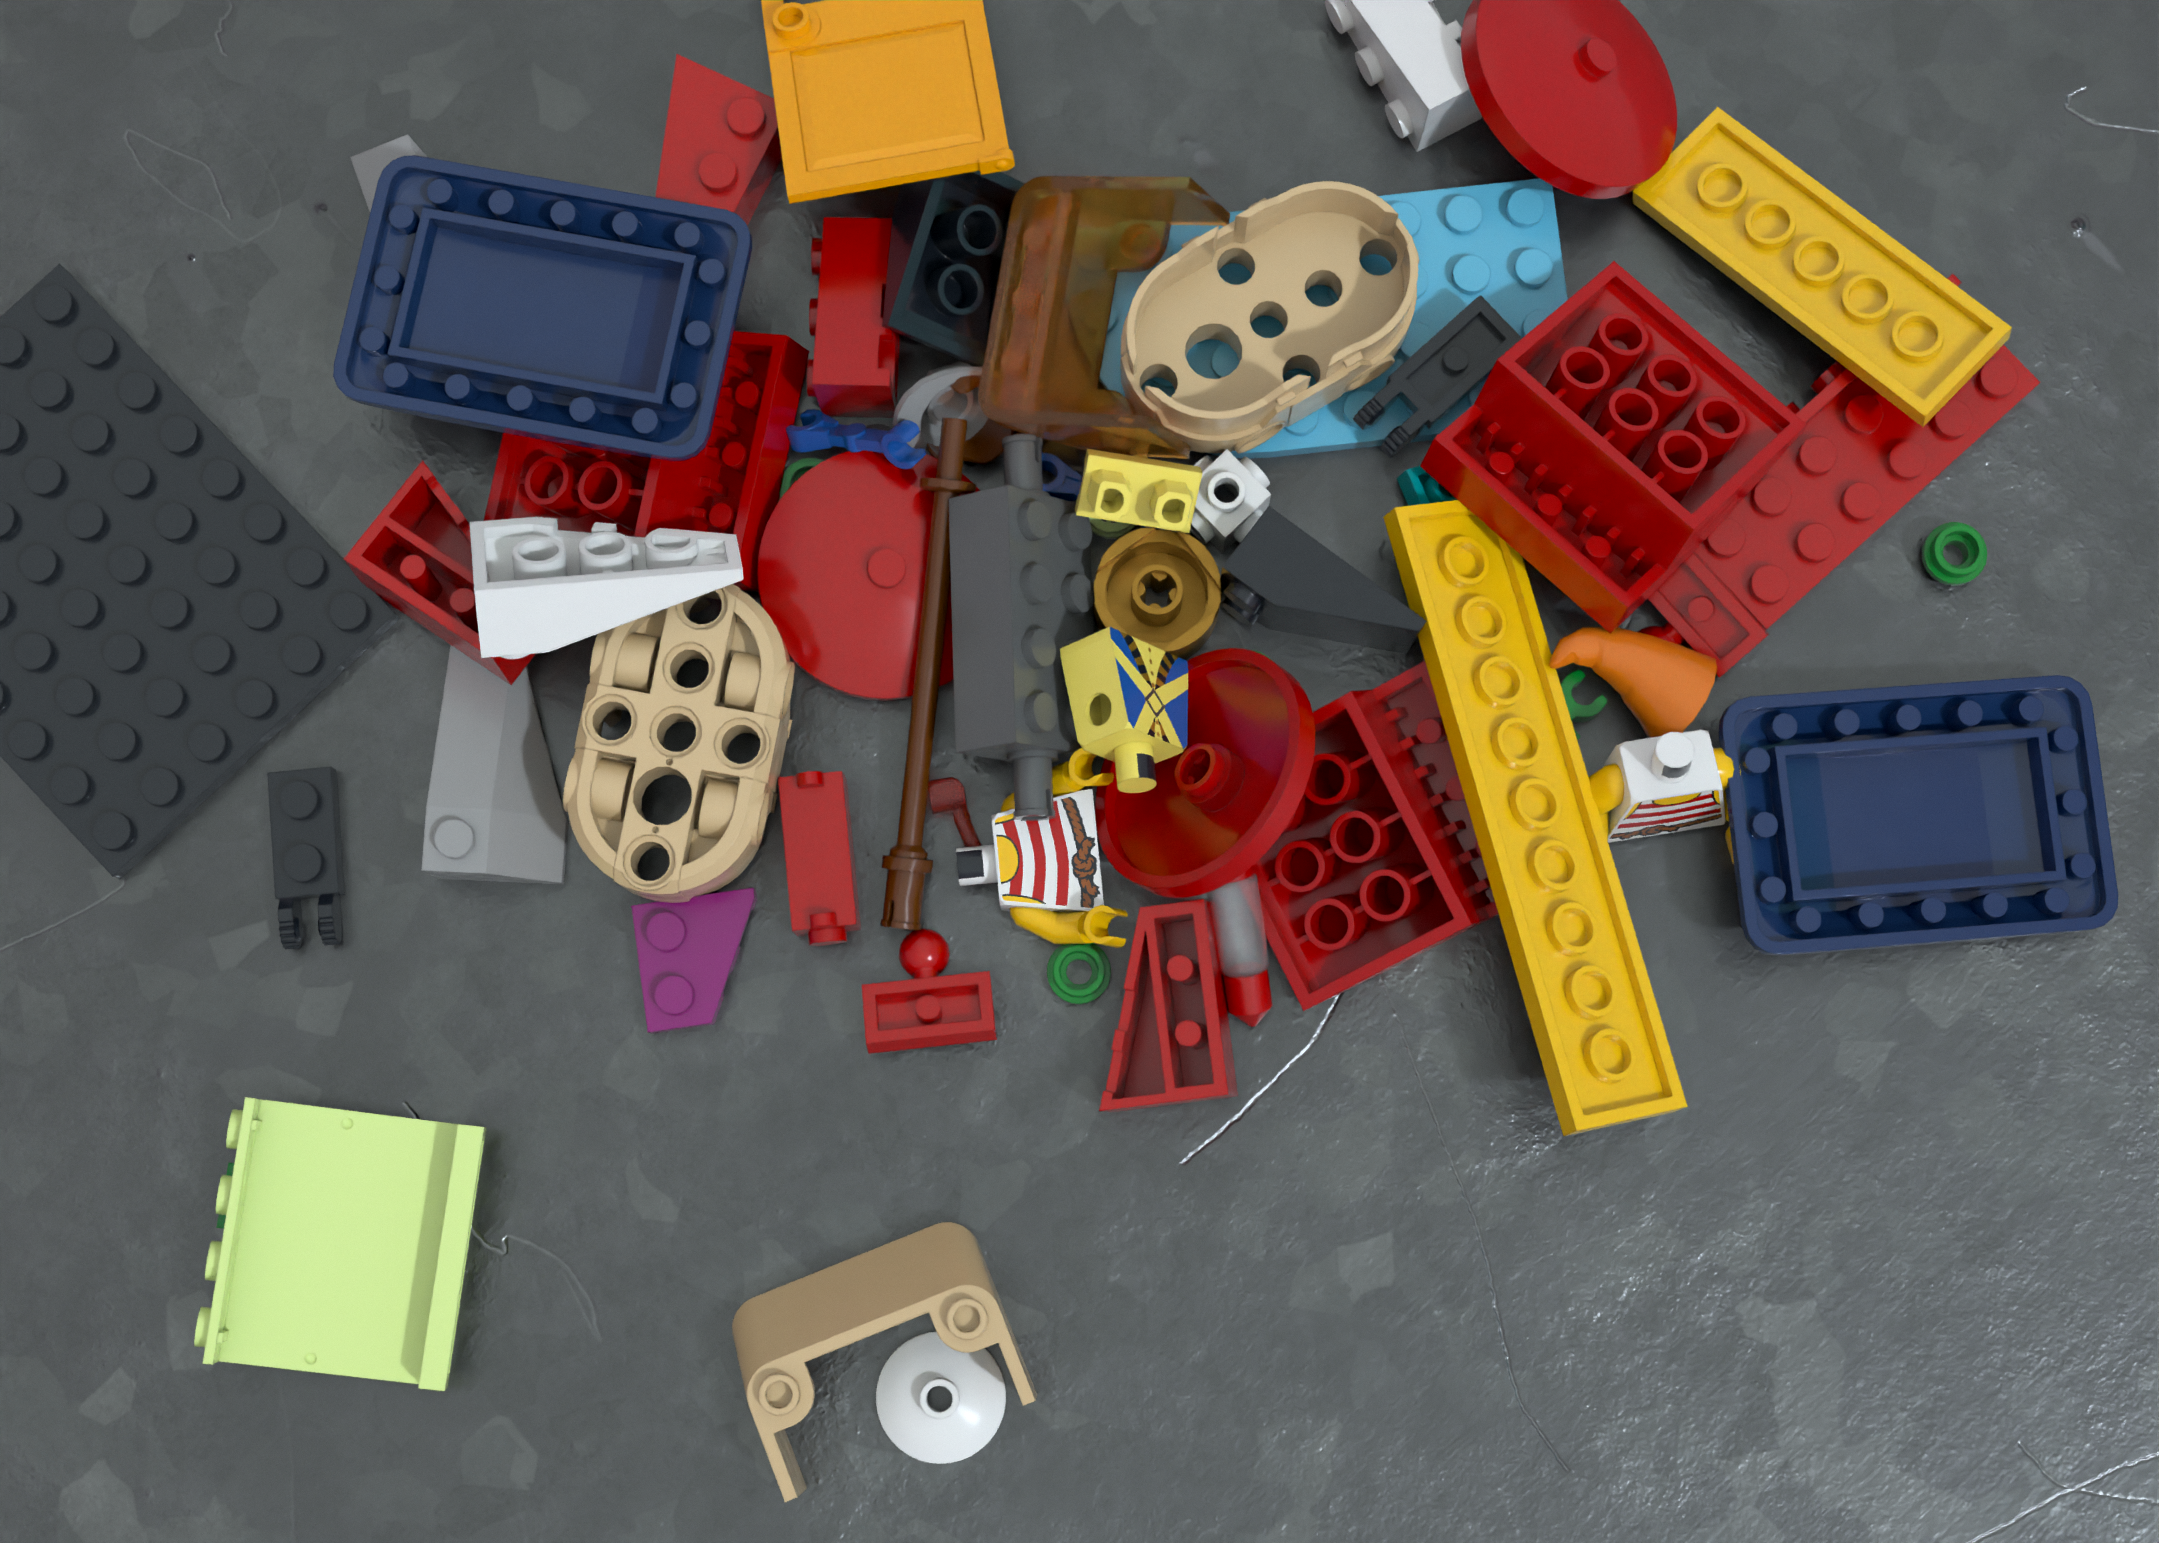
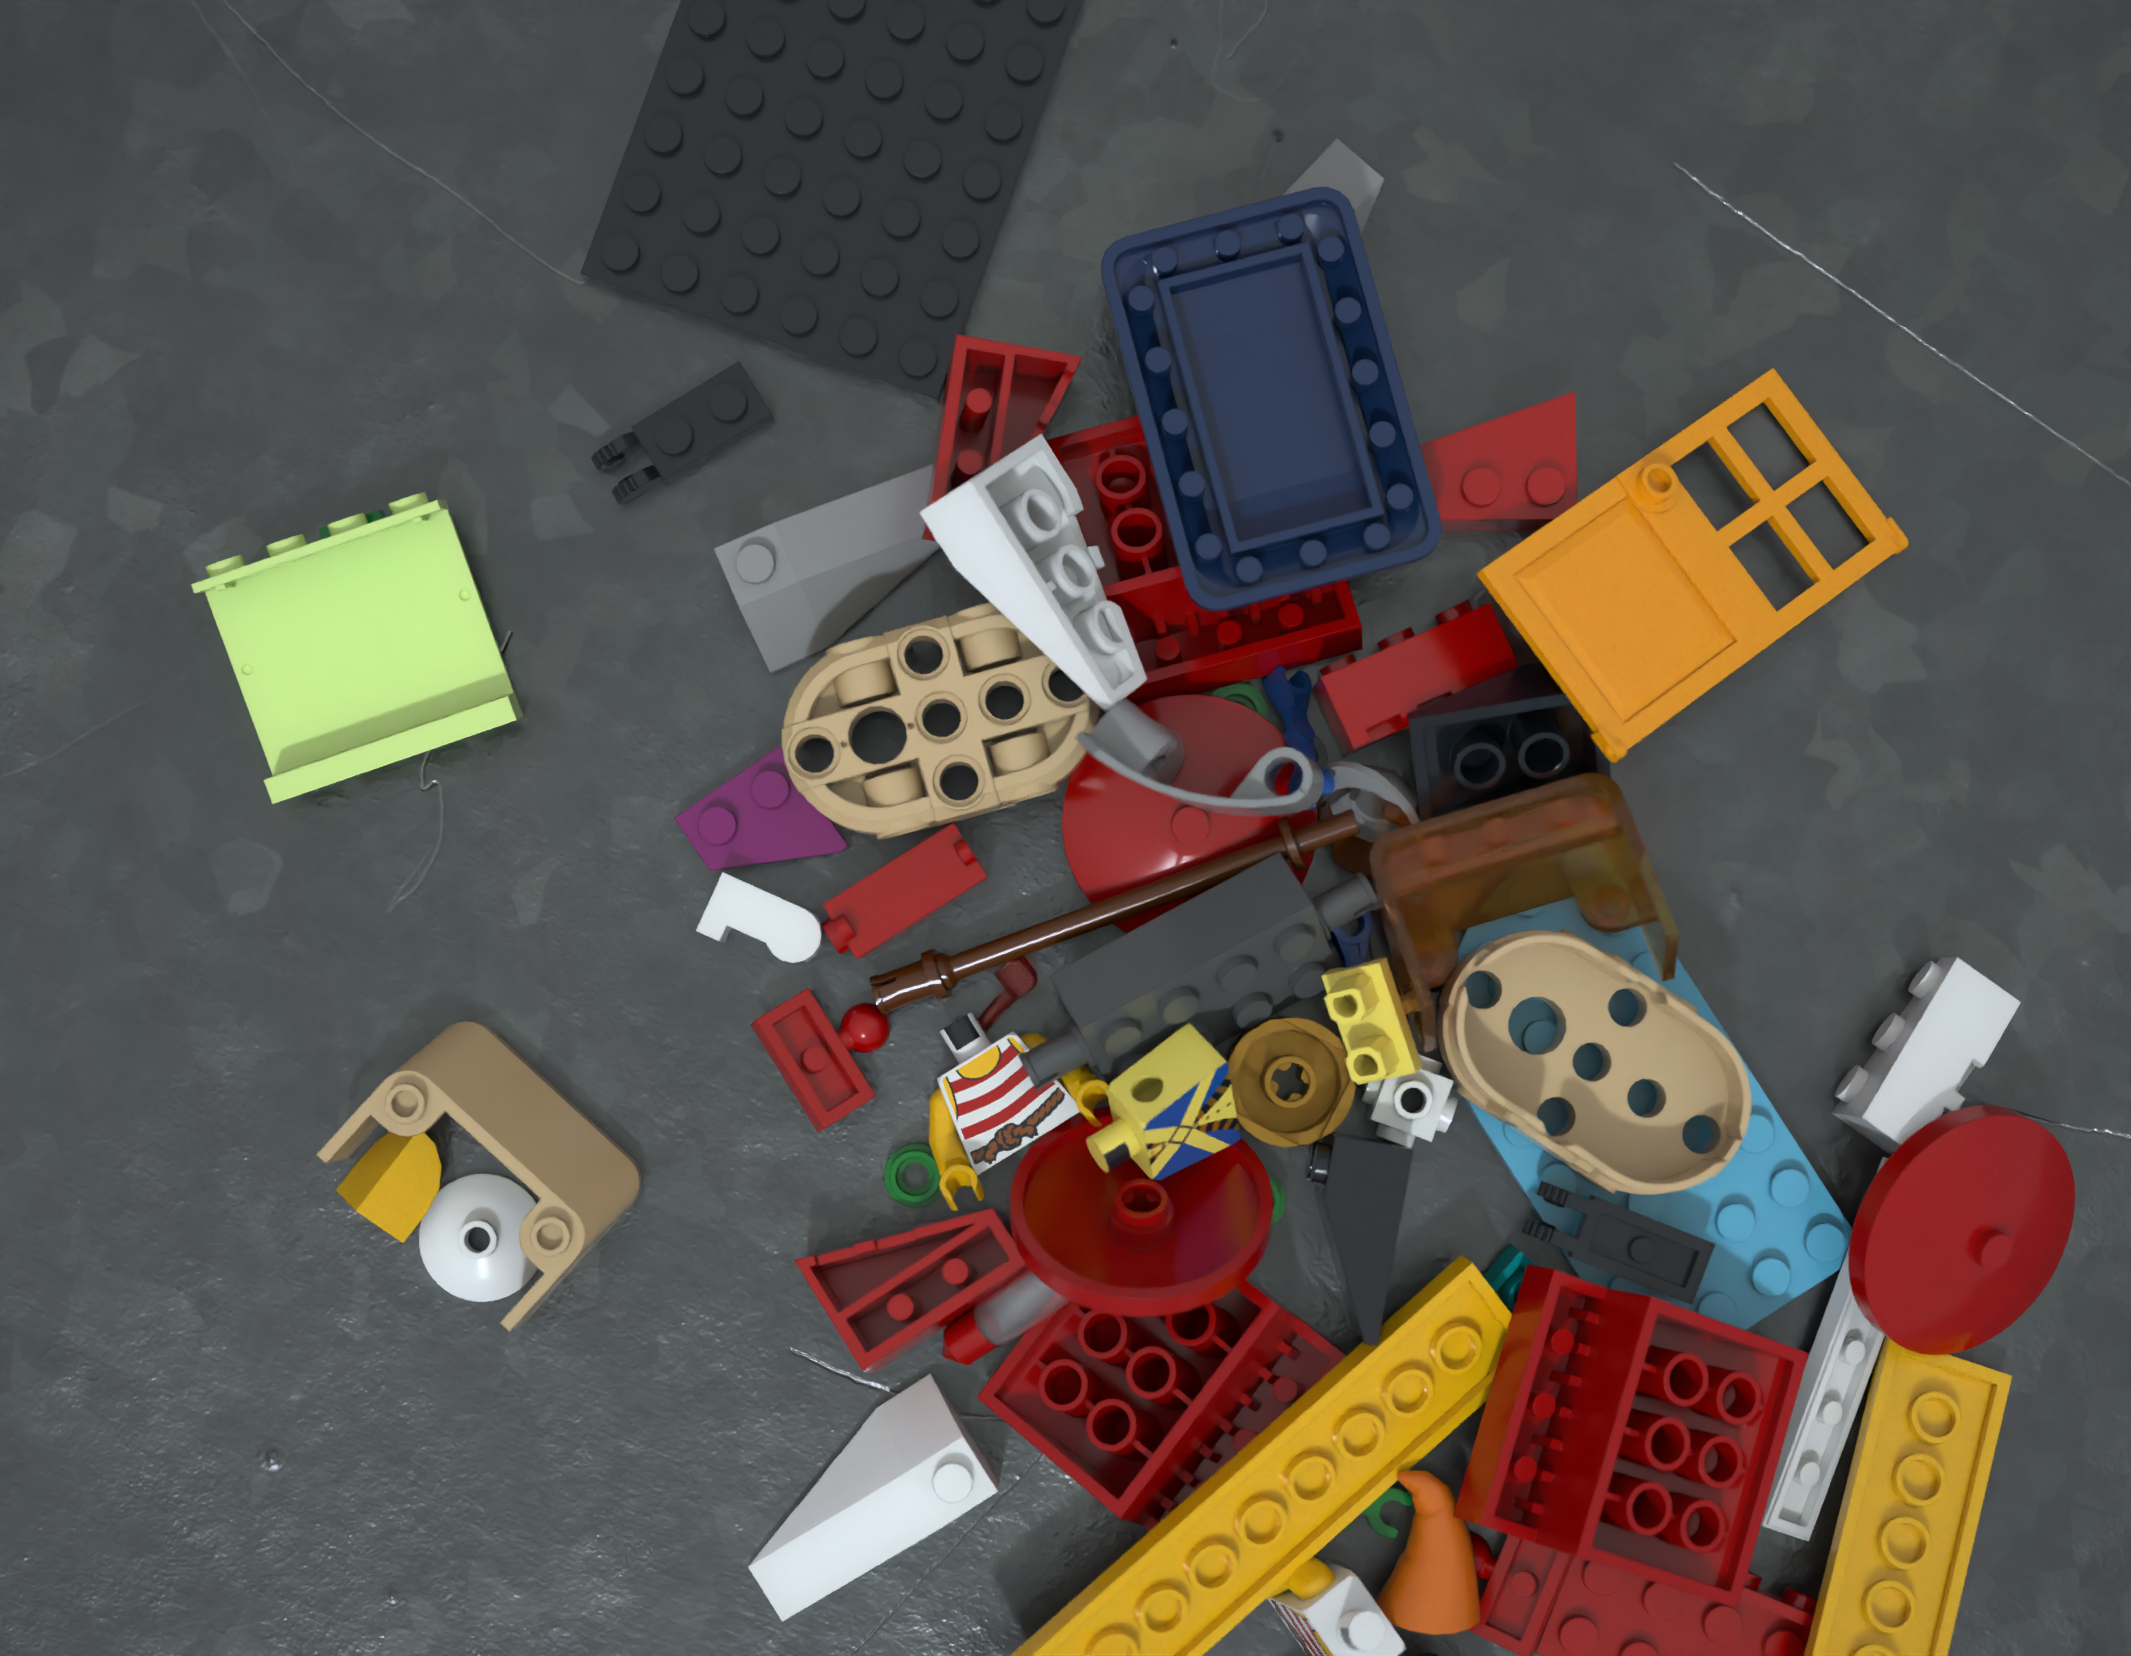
camera: 60 degrees right, 5 degrees up
(776, 993) = (788, 929): none -> white leg
(805, 566) = (1154, 755): none -> light grey panel
(848, 1450) = (394, 1183): none -> yellow brick
(1349, 1136) = (884, 1492): none -> white wedge
(1654, 259) = (1823, 1411): none -> white tile

